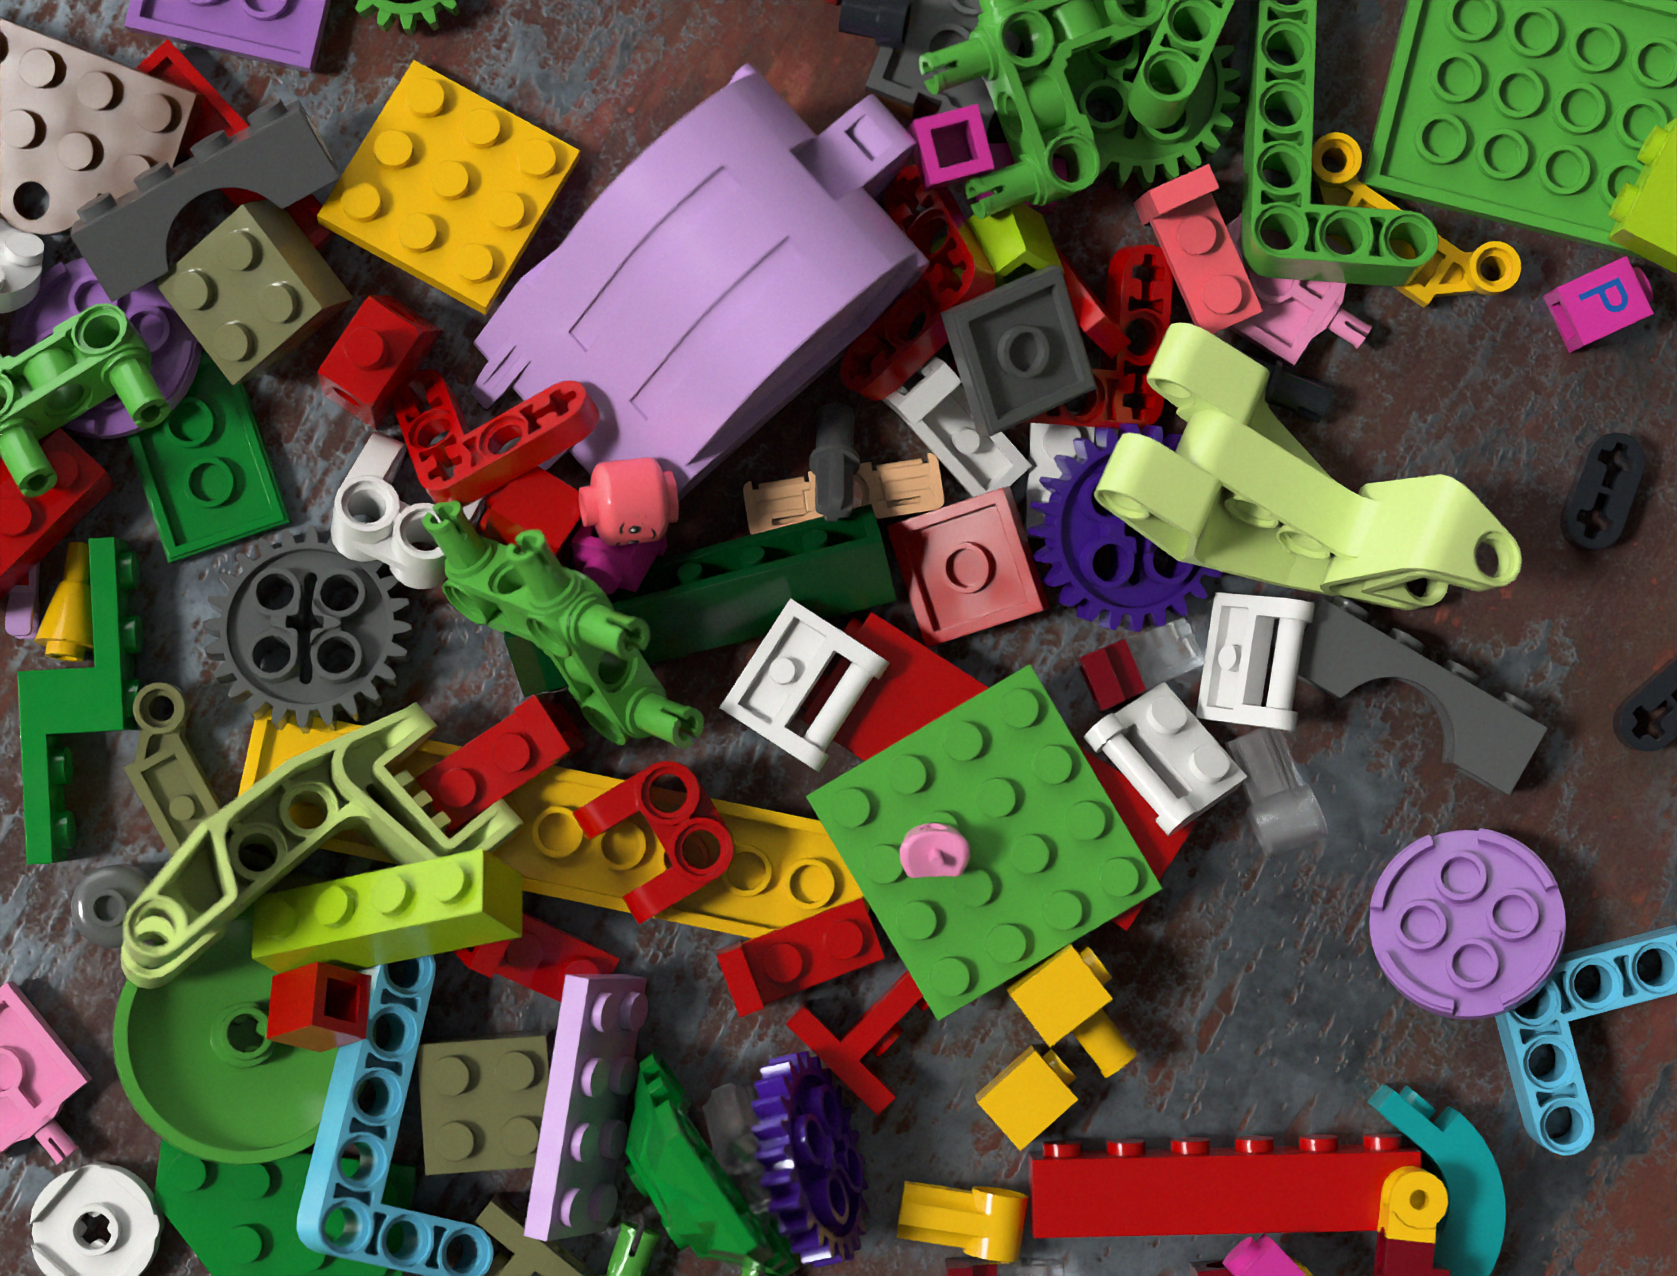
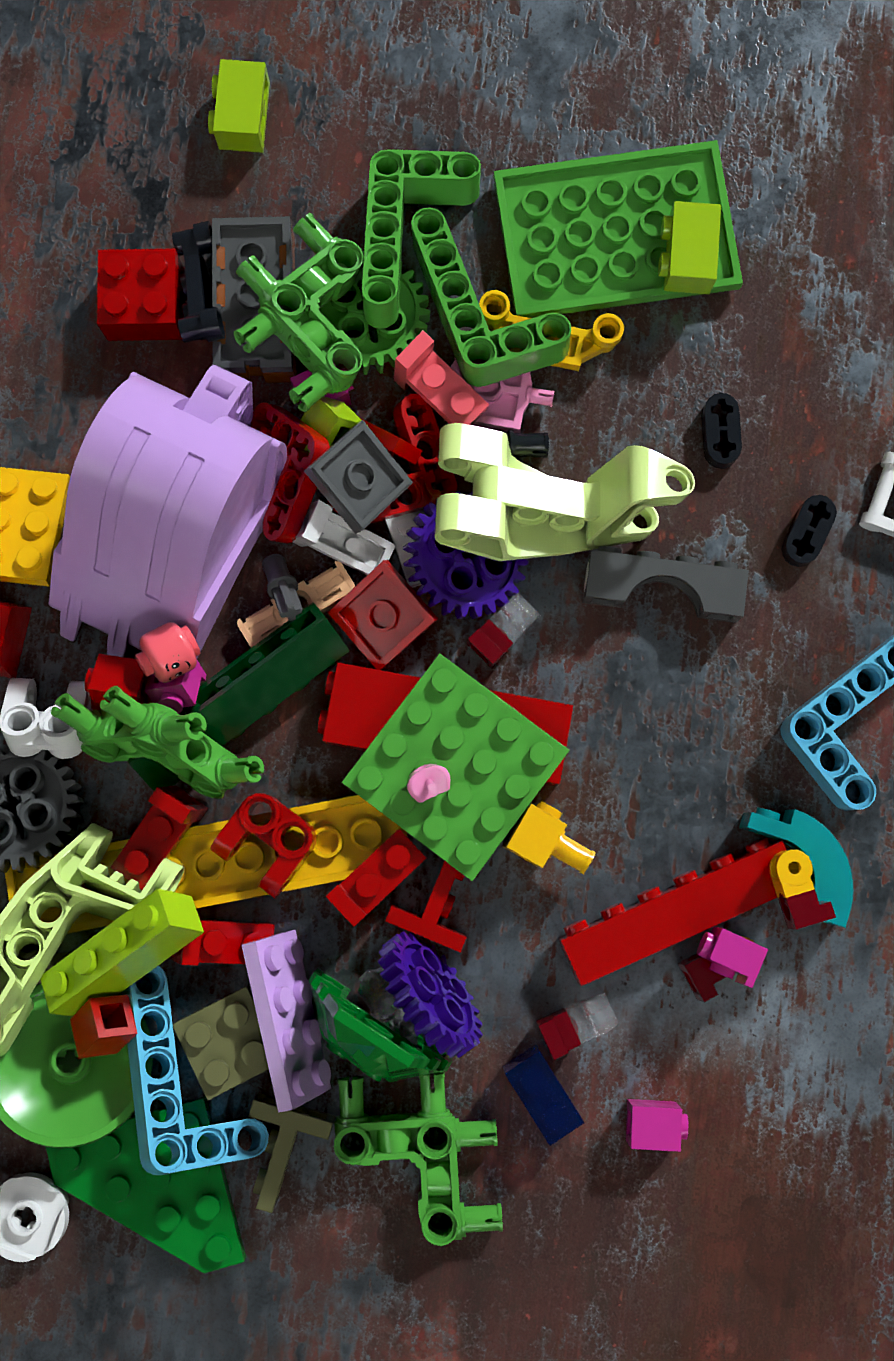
camera: 25 degrees left, 5 degrees down
(560, 411) = (66, 670): red beam -> none
(785, 674) = (301, 716): white plate -> none
(951, 147) = (272, 378): dark pink brick -> none
(981, 1221) = (546, 990): yellow piece -> none
(1028, 1095) = (544, 904): yellow brick -> none
(1177, 751) = (541, 675): white plate -> none
(1239, 660) = (558, 603): white plate -> none
(1281, 806) = (618, 678): clear piece -> none
(1467, 923) = (752, 700): medium lavender tile -> none
(1600, 303) = (674, 328): dark pink brick -> none

